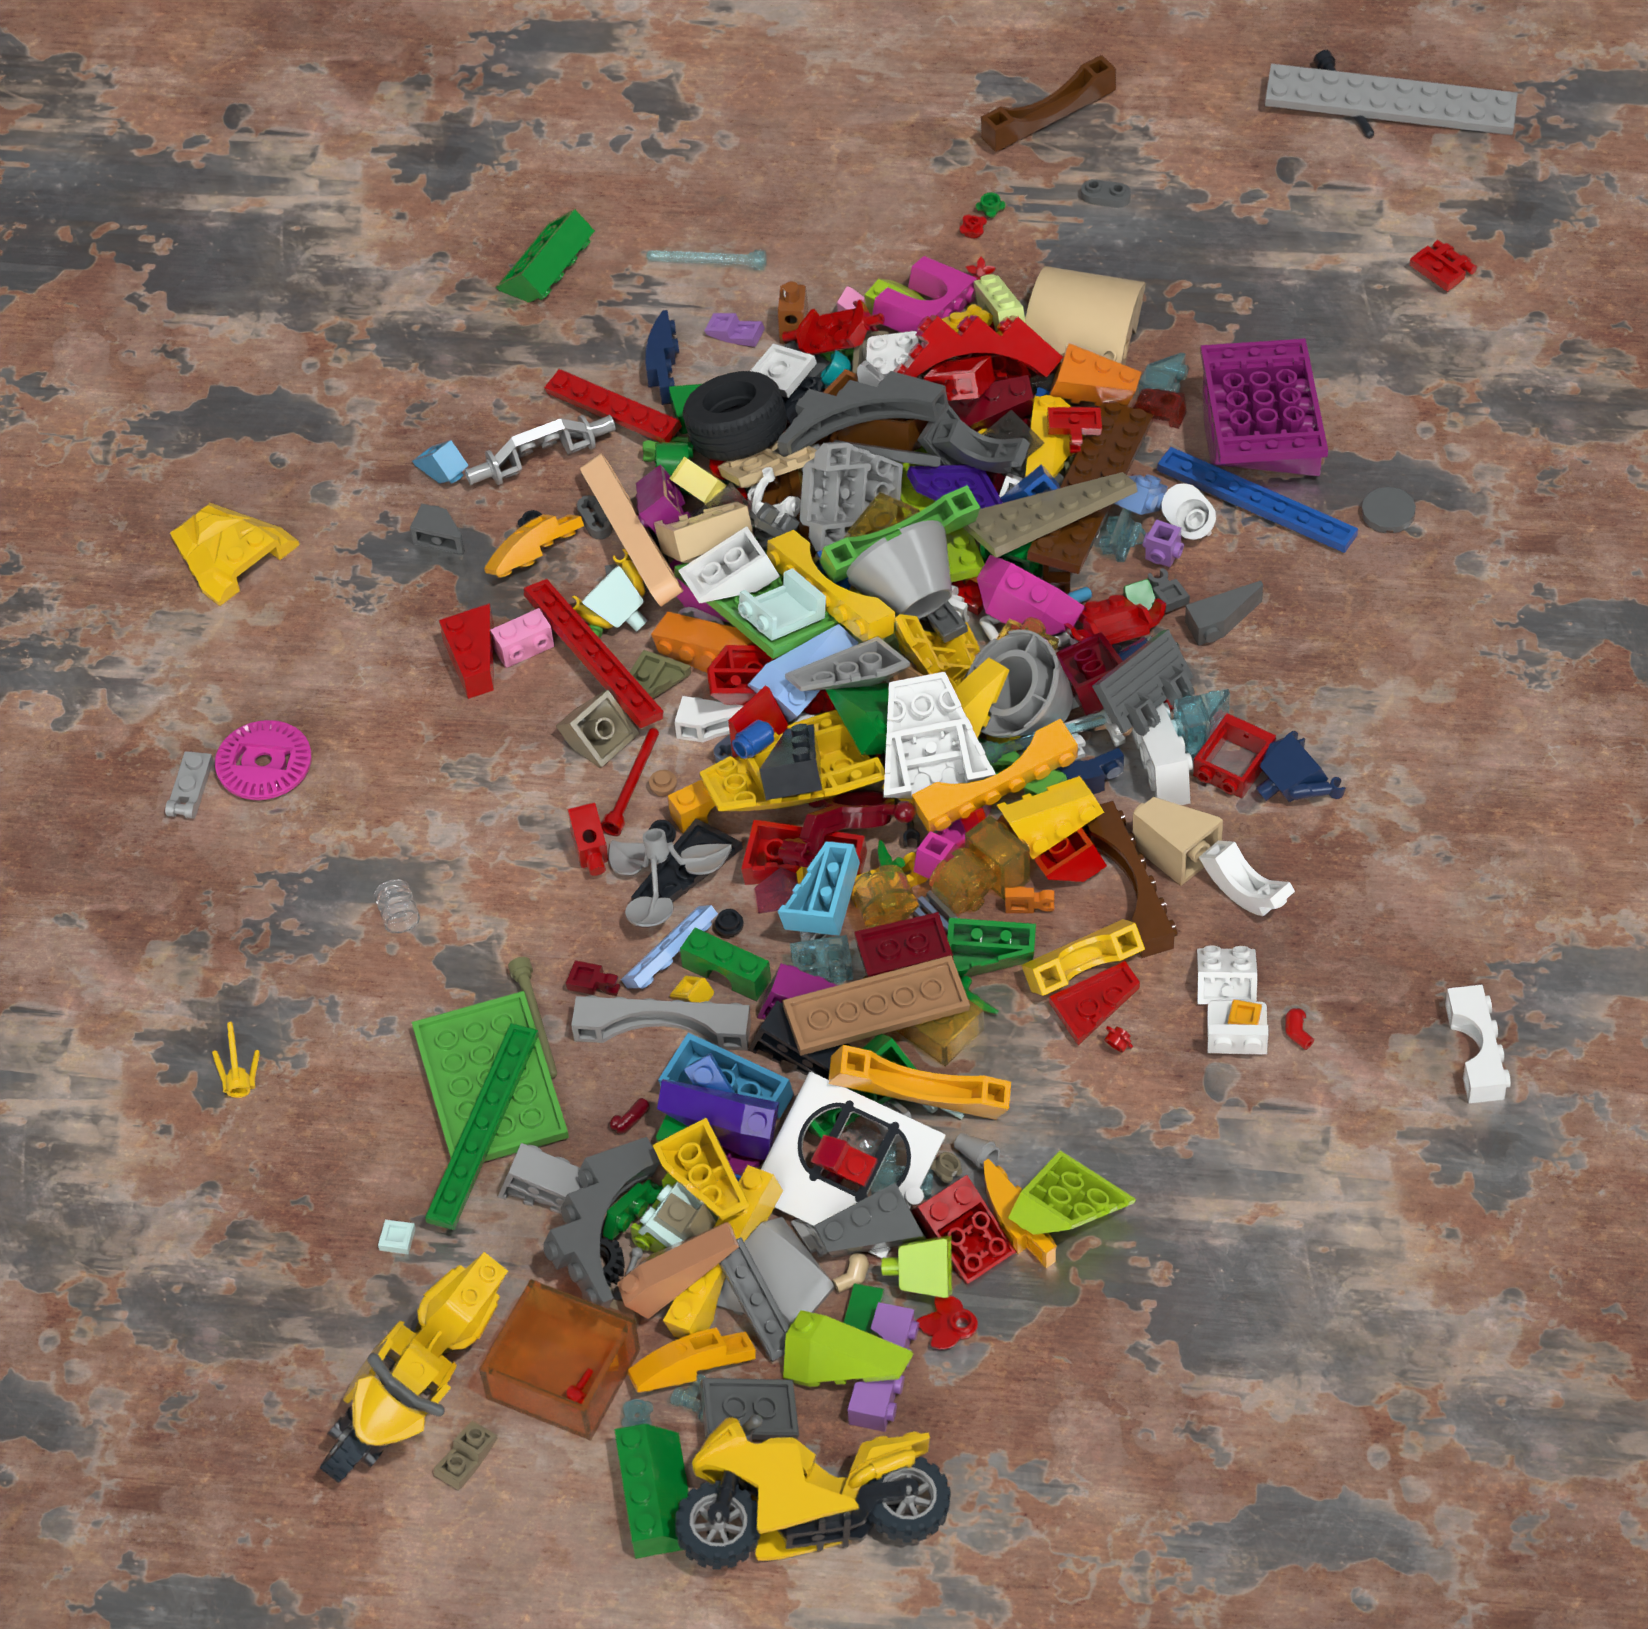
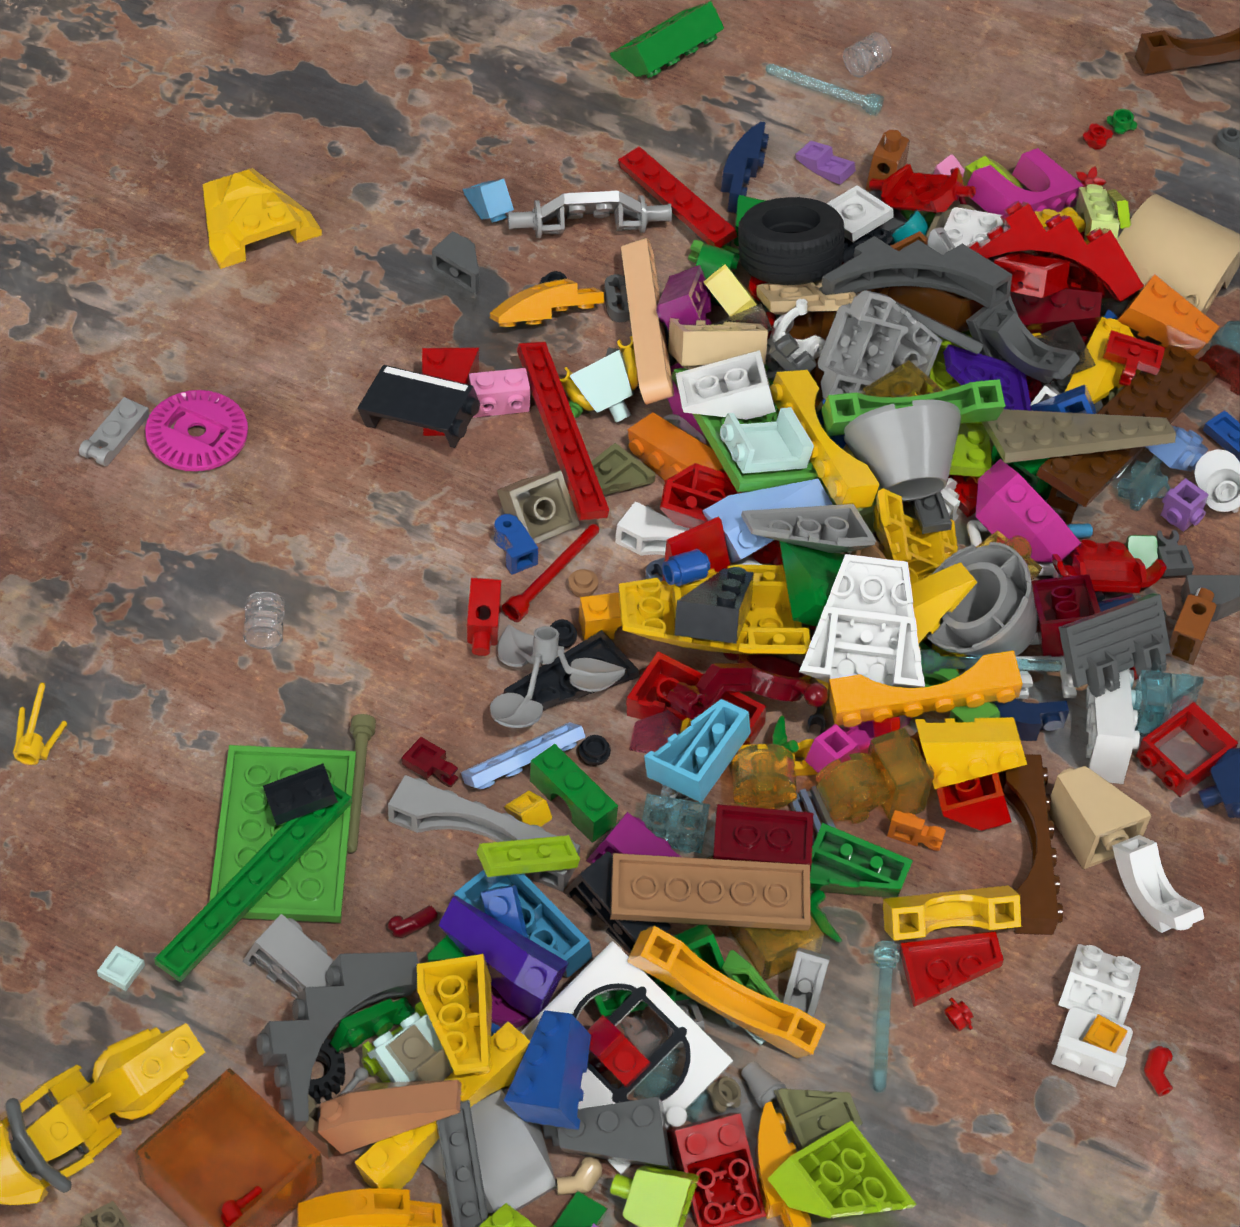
camera: 10 degrees right, 0 degrees up
(456, 669) = (420, 402): none -> black panel
(492, 1041) = (300, 794): none -> black plate
(591, 766) = (517, 542): none -> blue leg
(710, 1027) = (528, 856): none -> lime plate
(736, 214) = (867, 54): none -> clear wheel
(800, 1194) = (551, 1072): none -> blue wedge
(930, 1062) = (745, 974): none -> bright green slope
(981, 1051) = (806, 980): none -> light grey slope
(1018, 290) = (1121, 208): none -> lime tile
(1027, 1155) = (815, 1113): none -> olive wing
(1040, 1011) = (886, 956): none -> clear light blue piece
(1205, 648) = (1192, 626): none -> dark orange torso

